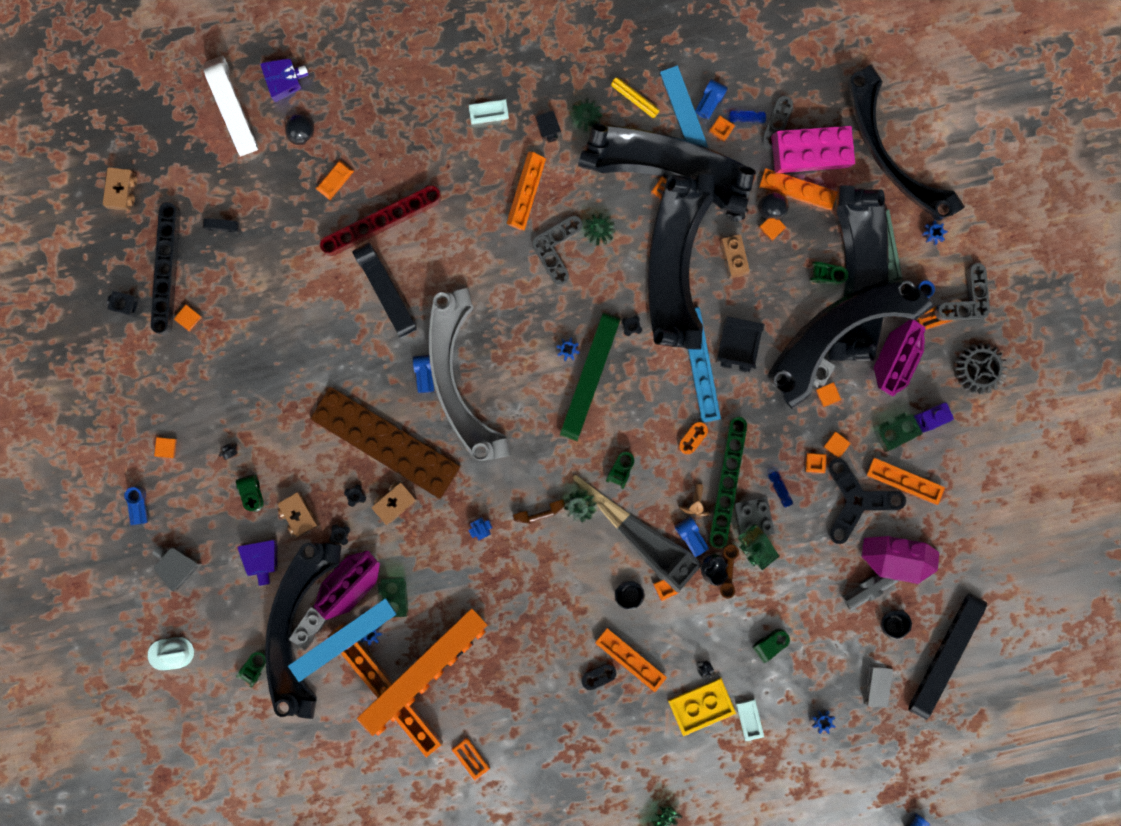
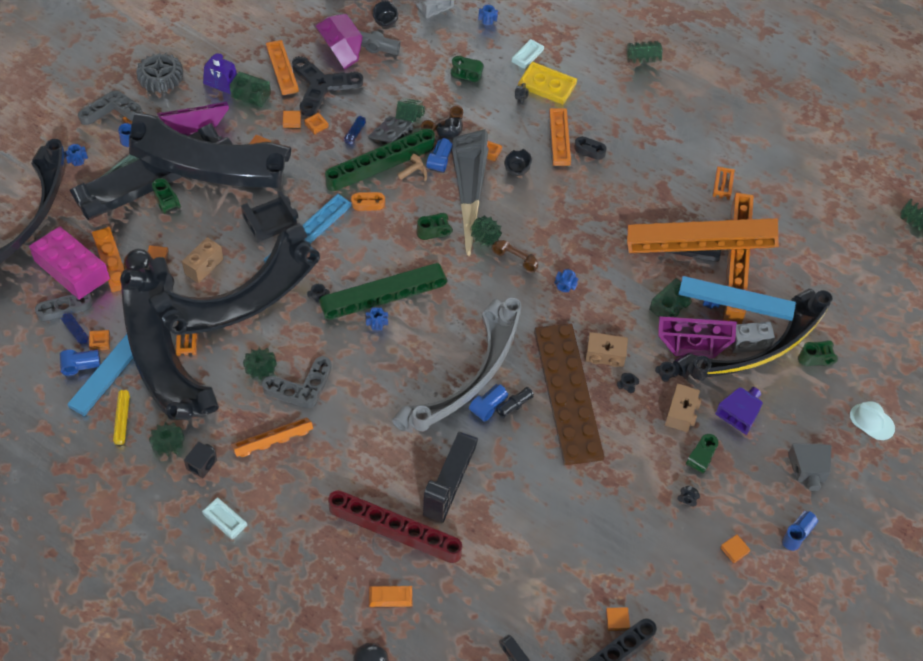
camera: 130 degrees left, 30 degrees down
(408, 393) = (515, 402): none -> black pin

